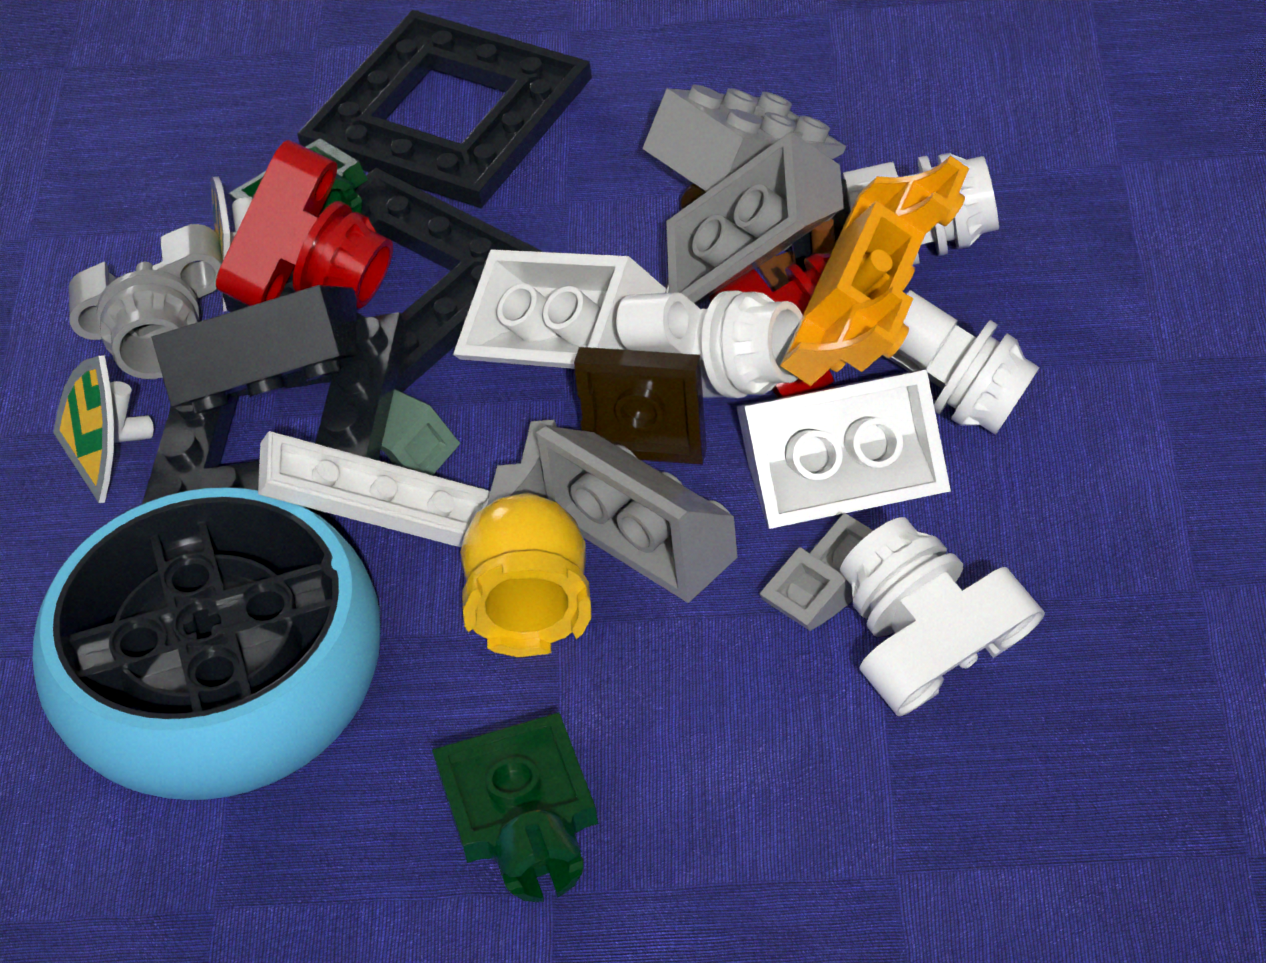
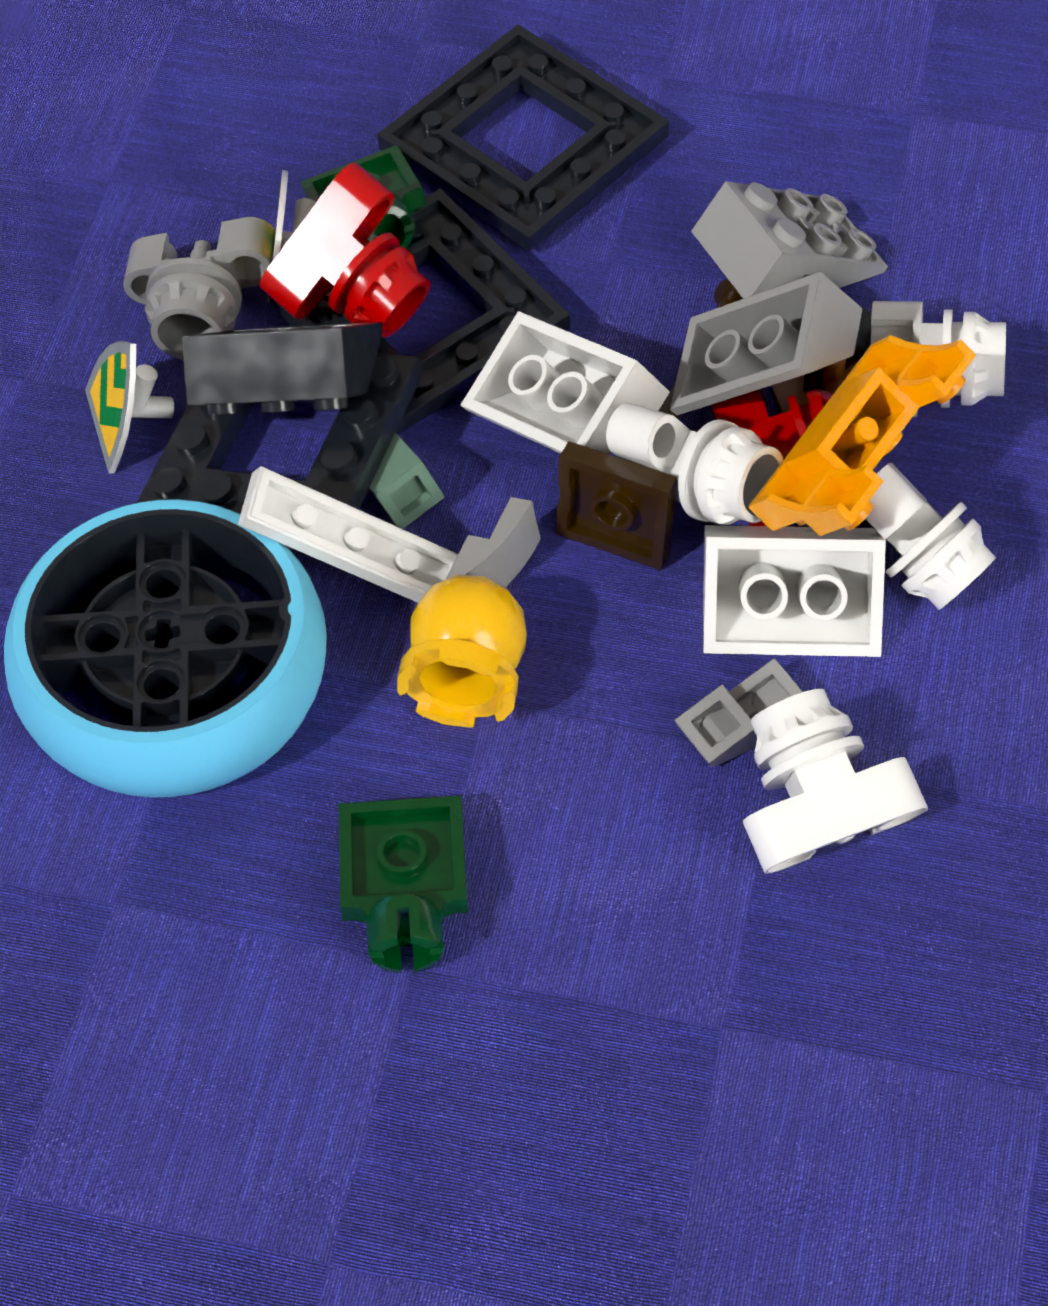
camera: 10 degrees right, 10 degrees up
(637, 511) = (584, 609): light grey slope -> none

